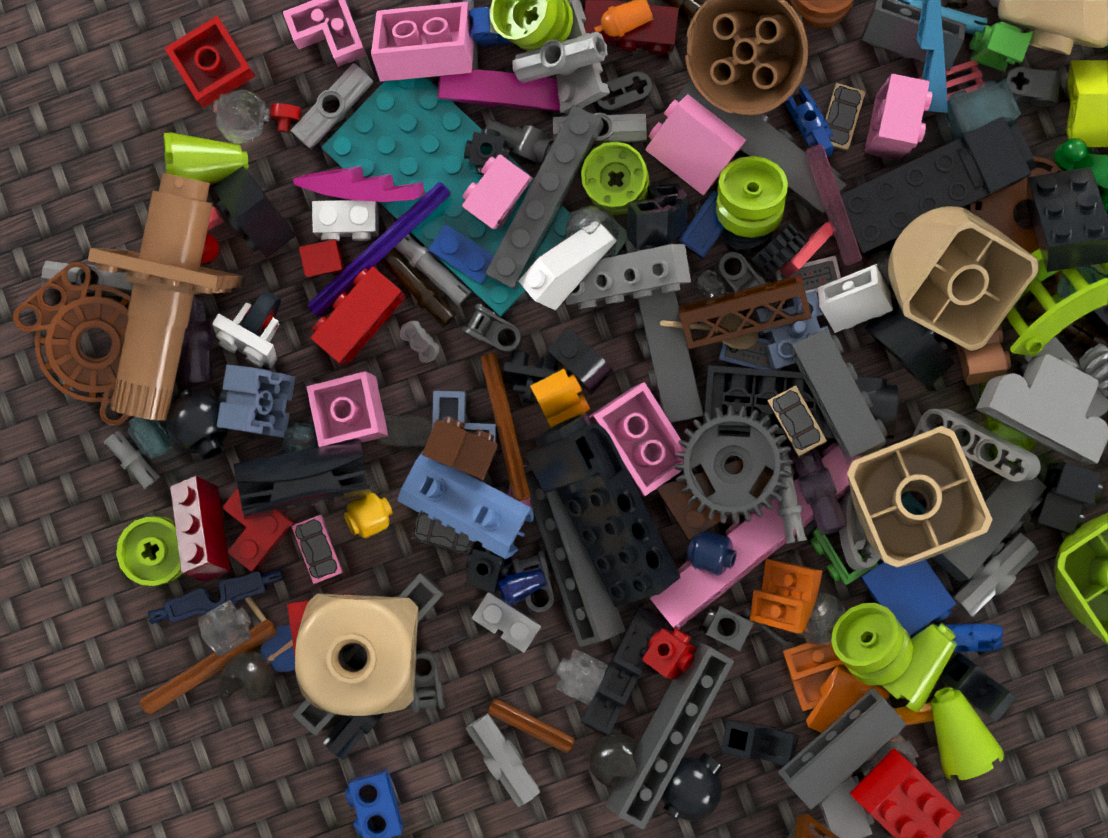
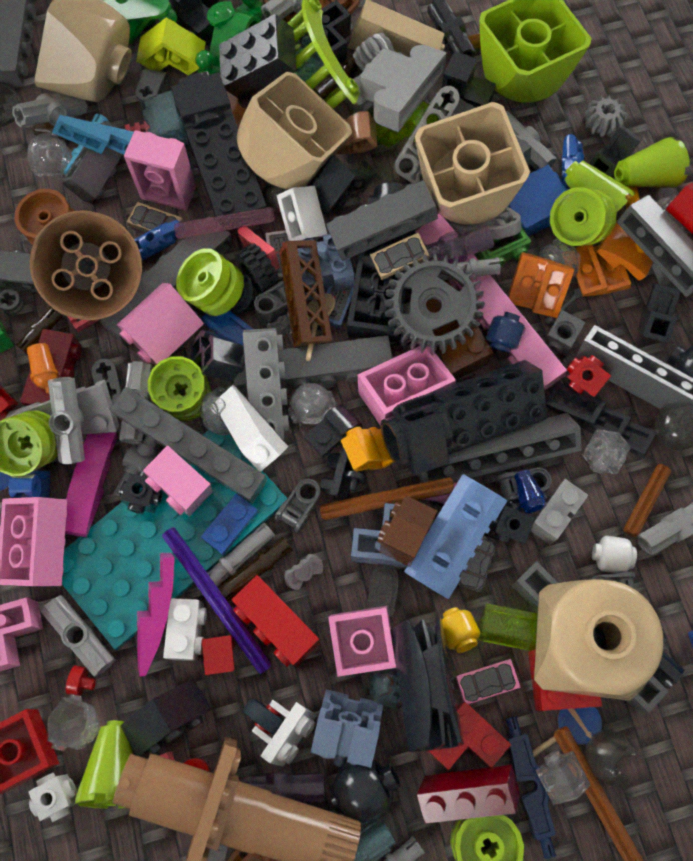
camera: 90 degrees left, 15 degrees down
(177, 115) = (63, 793): none -> white brick
(375, 567) = (509, 627): none -> clear neon green hinge
(463, 685) = (614, 554): none -> white head
(611, 332) = (310, 403): none -> clear cap
(999, 46) = (110, 91): bright green window -> none
(1052, 674) = (605, 116): none -> light grey gear

